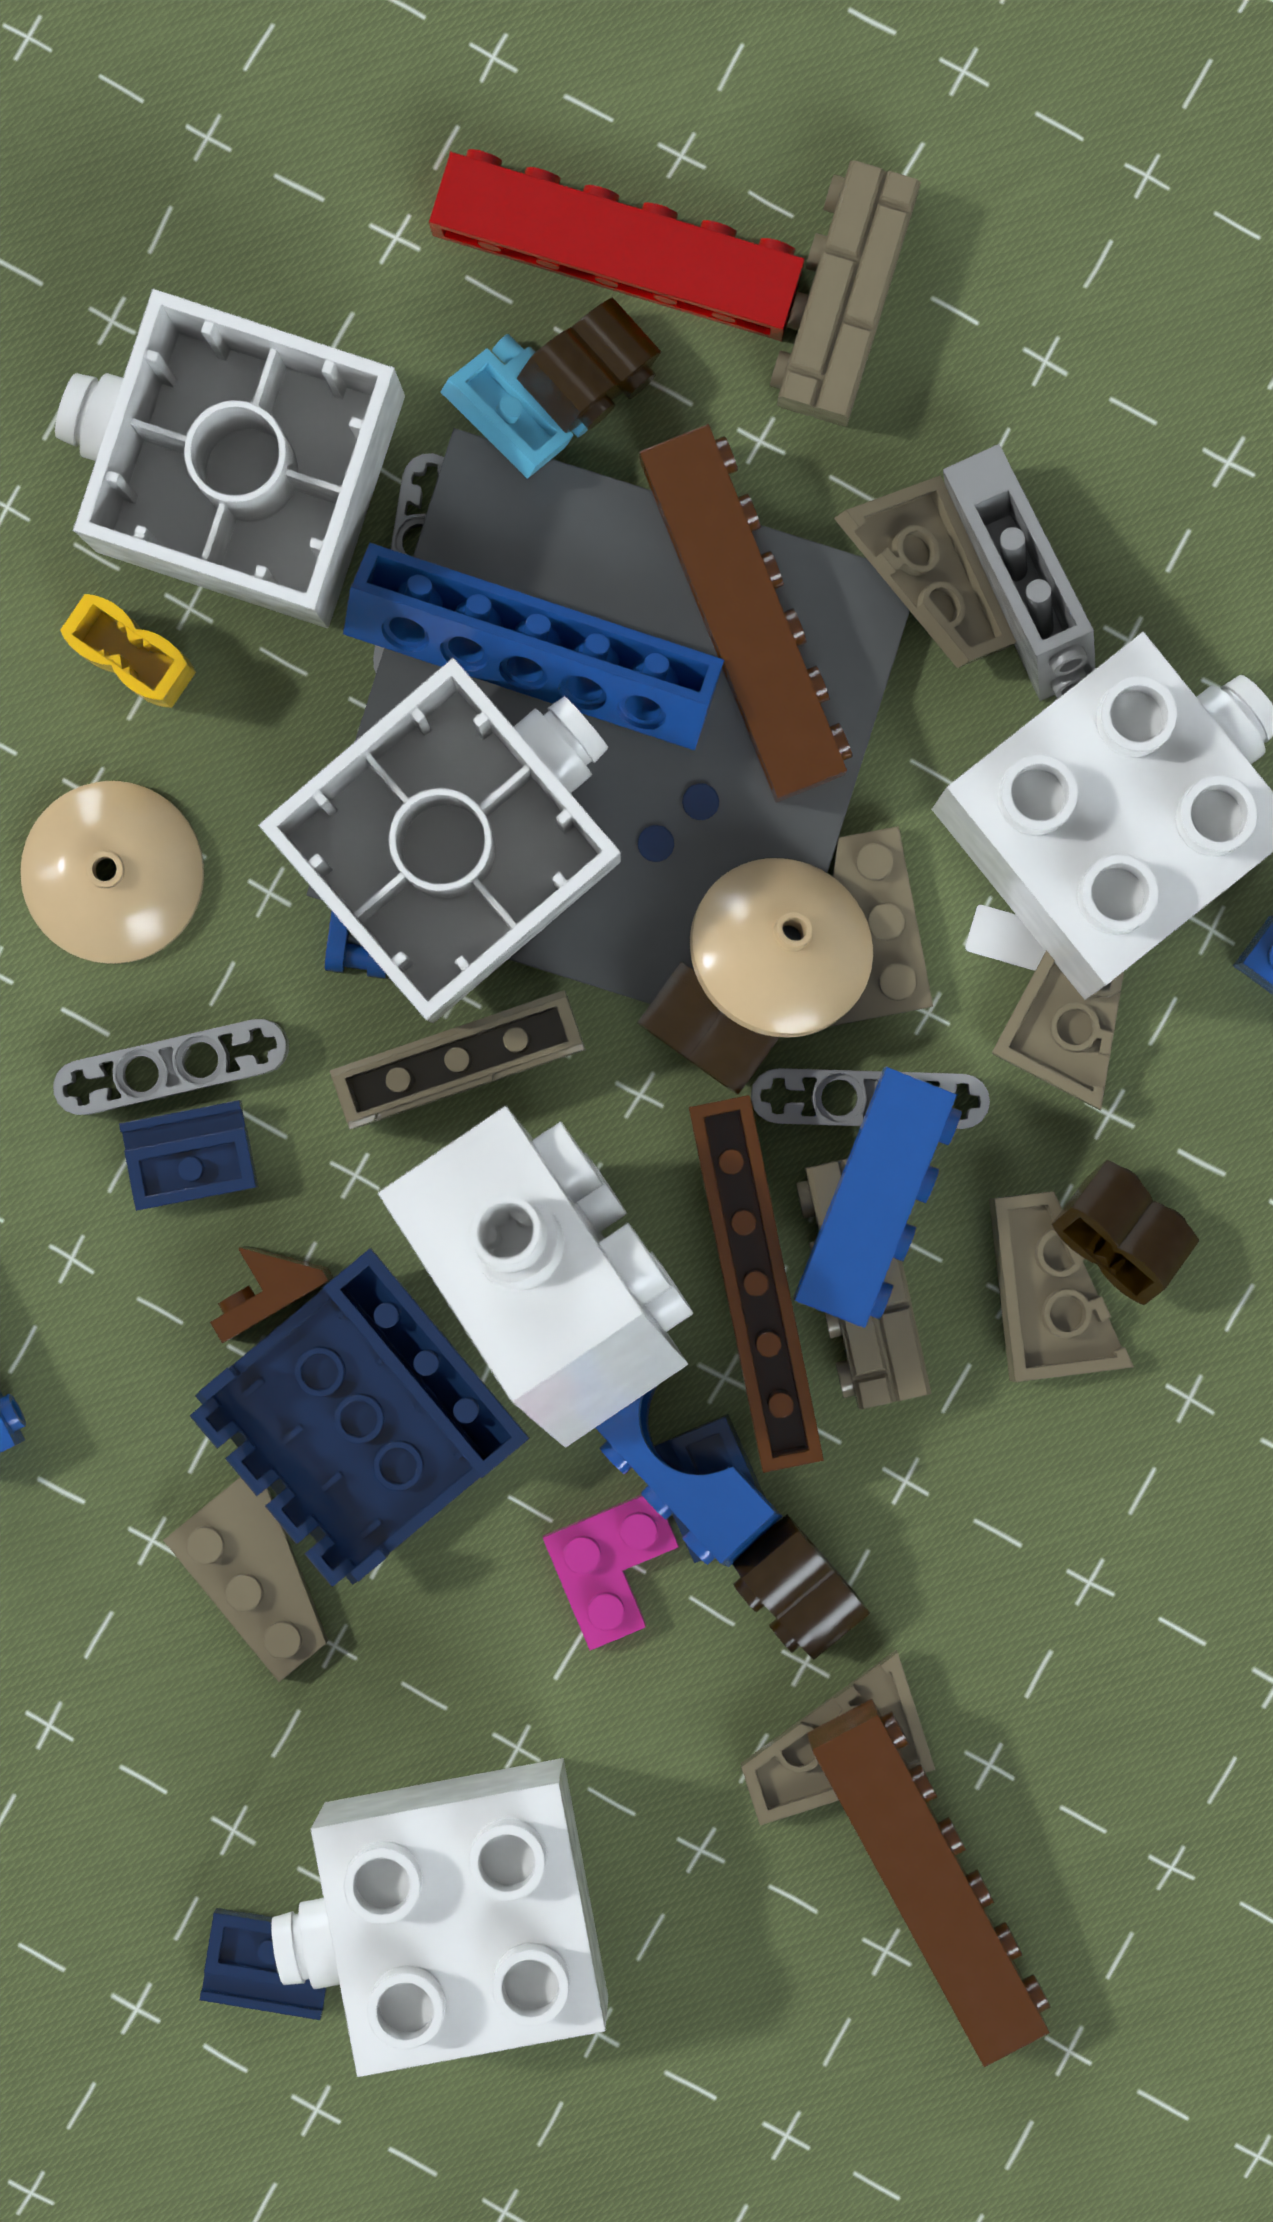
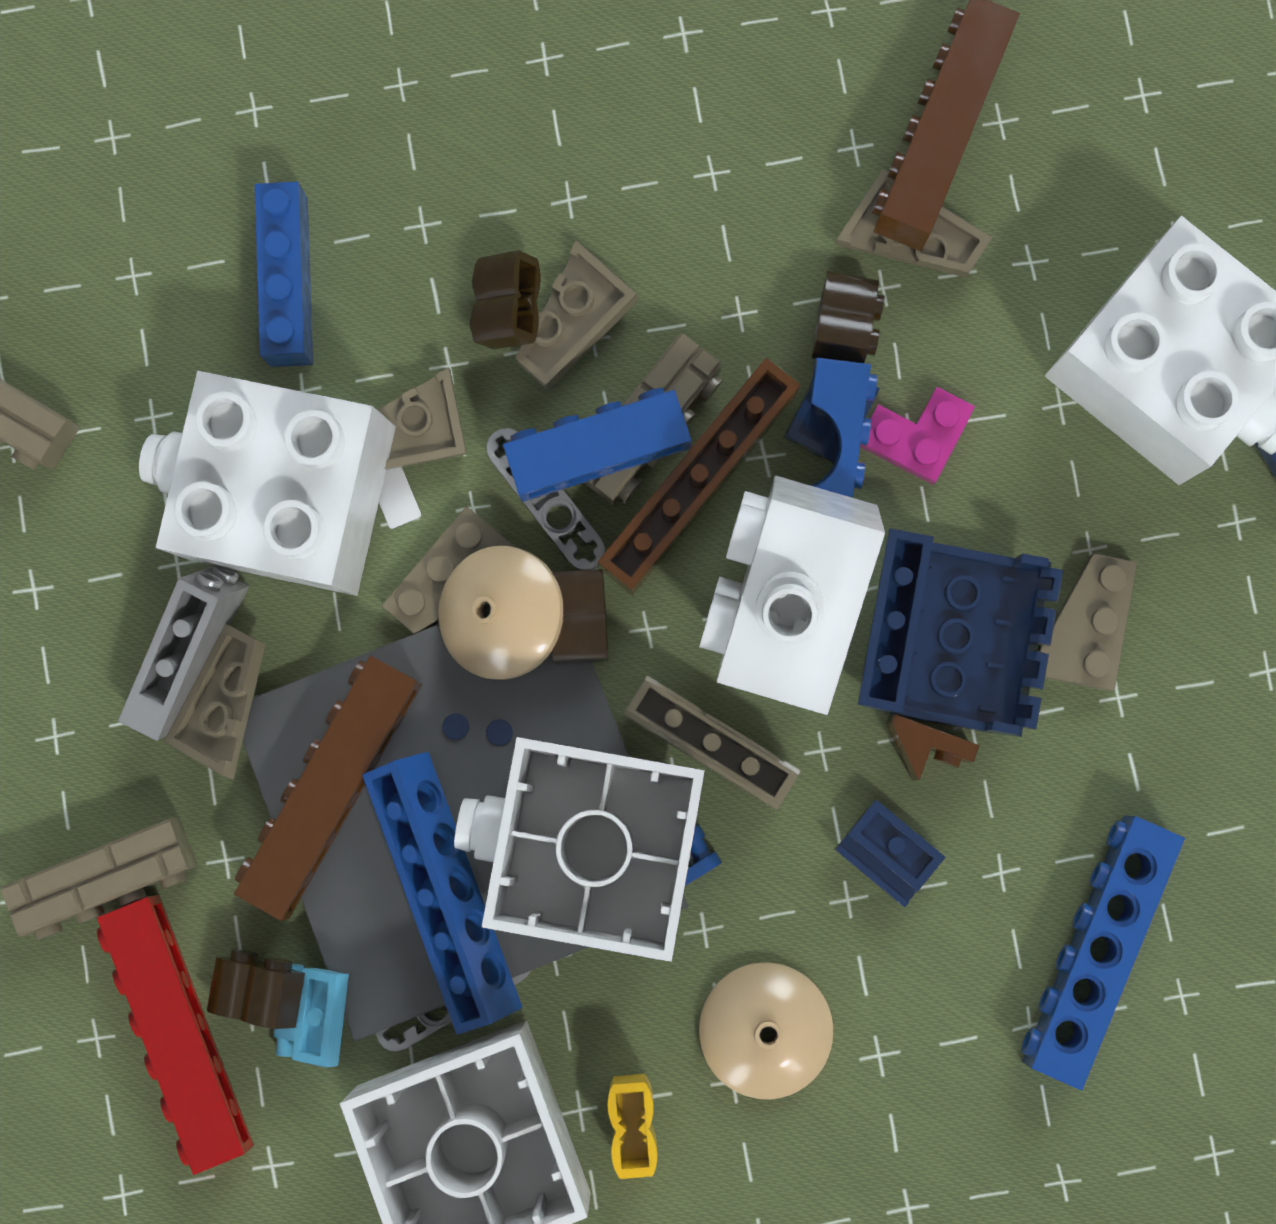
camera: 130 degrees left, 5 degrees down
(170, 1062) = (850, 901): light grey beam -> none

